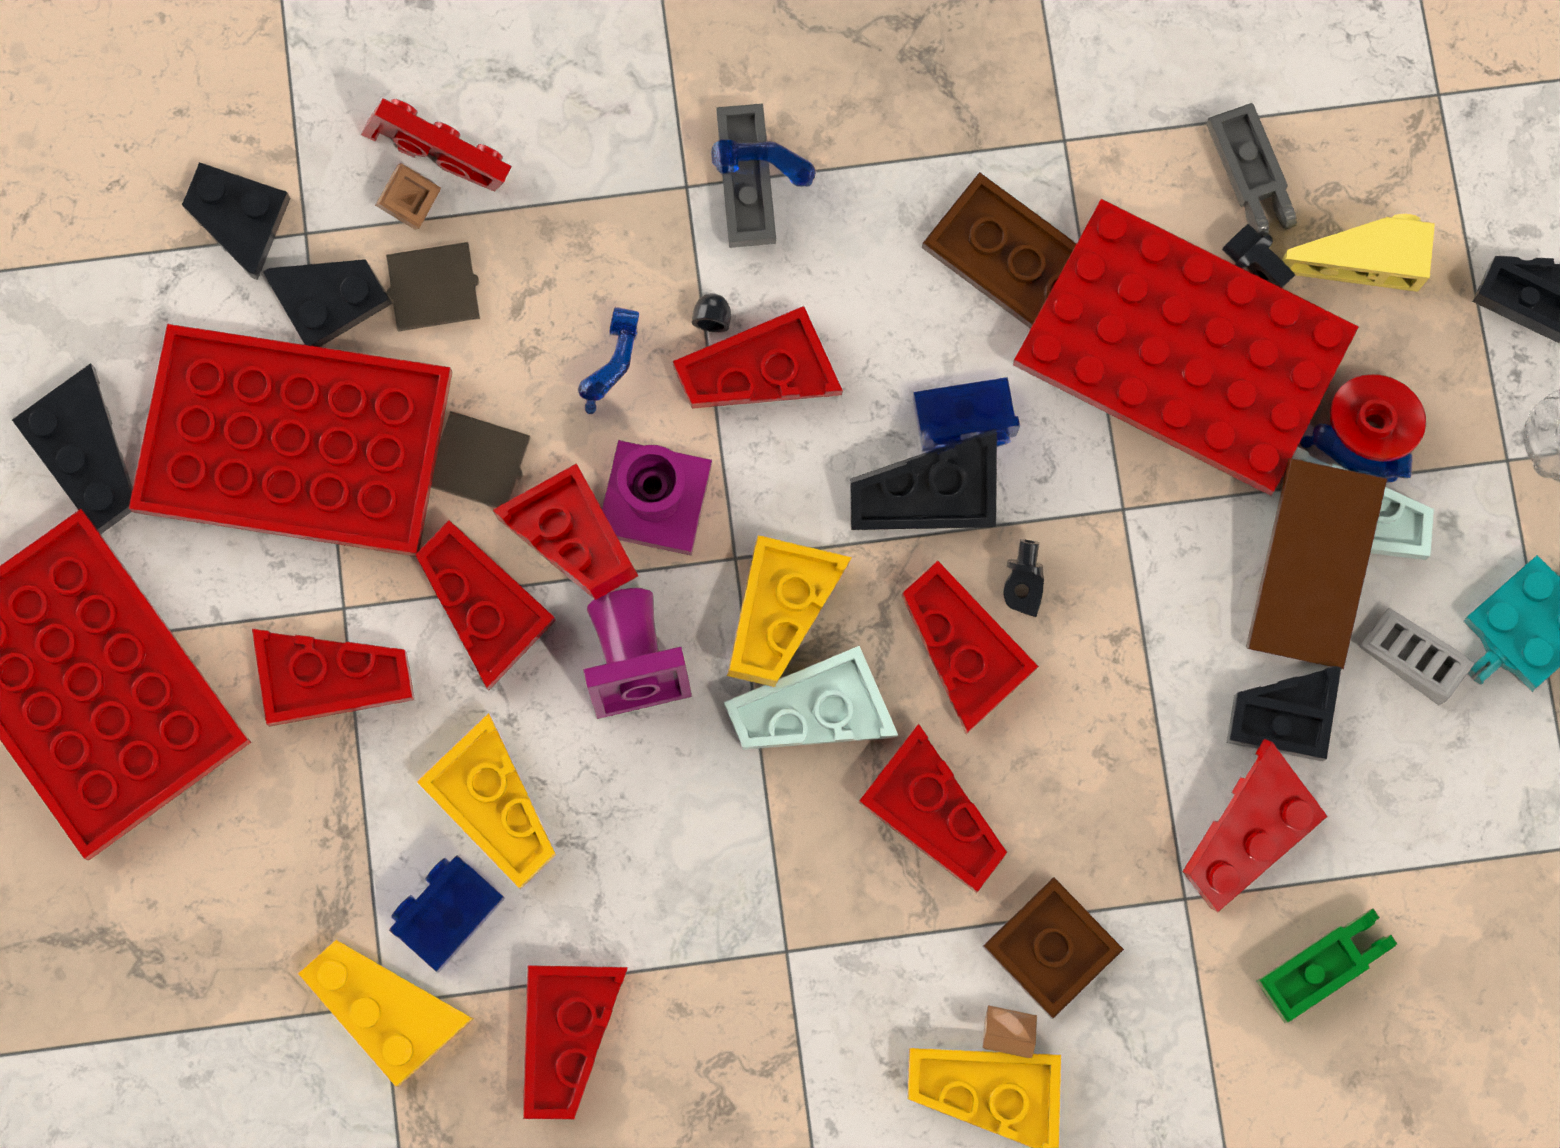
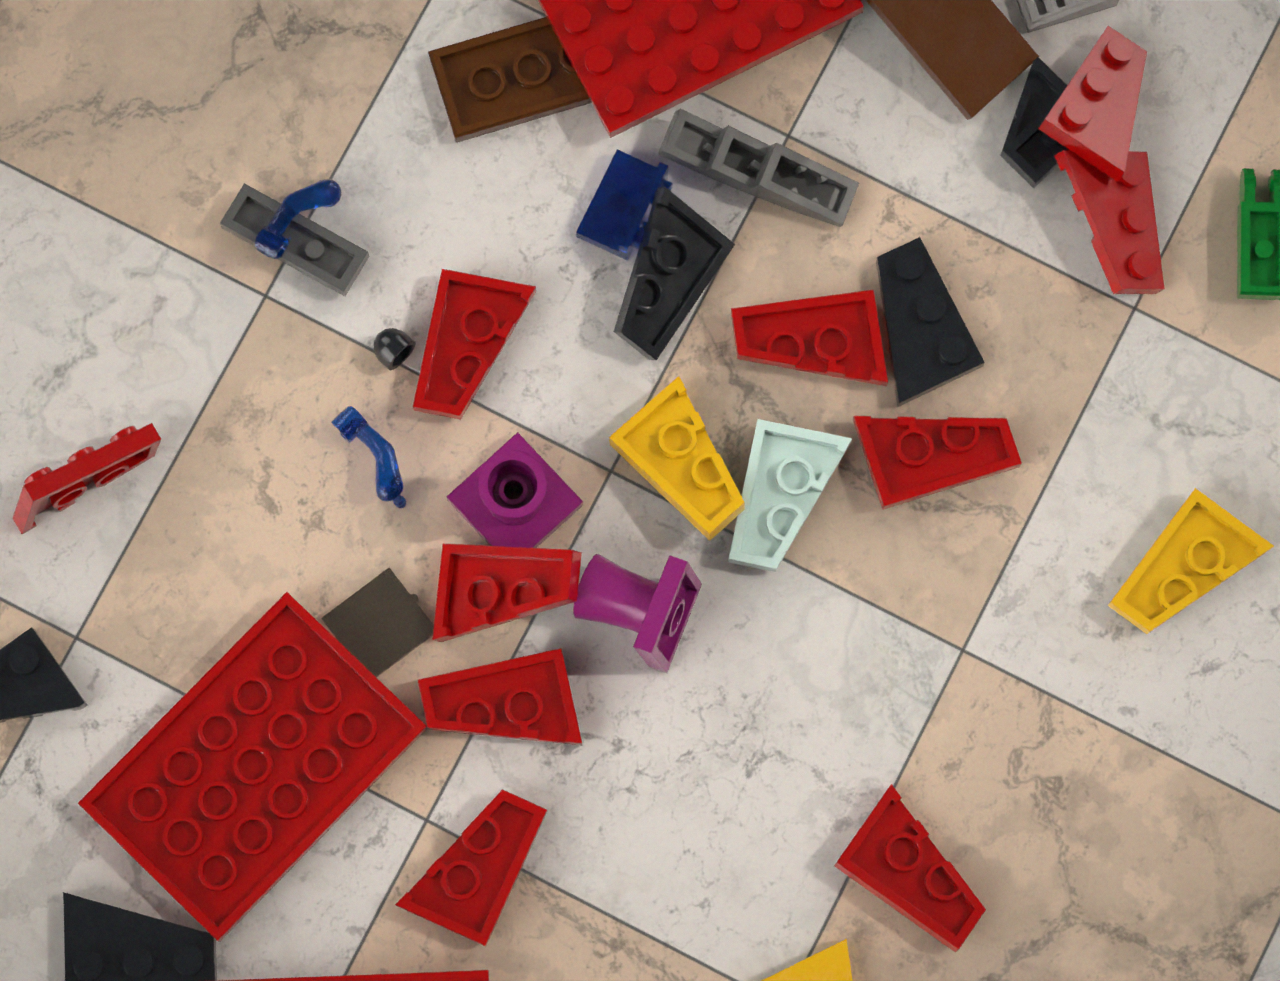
camera: 55 degrees left, 0 degrees up
(327, 297) = (149, 654): black wing -> none
(408, 196) = (109, 528): medium nougat tile -> none
(433, 286) = (201, 561): clear smoke piece -> none
(445, 912) = (745, 902): clear blue bracket -> none
(489, 802) = (679, 806): yellow wing -> none
(1009, 1032) = (1149, 515): medium nougat tile -> none
(1027, 572) = (788, 245): black piece -> none
(1040, 729) = (923, 324): none -> black wing
(1052, 948) = (1104, 437): reddish brown tile -> none
(1075, 503) = (758, 168): none -> dark grey slope
(1338, 746) = (1101, 104): none -> wing

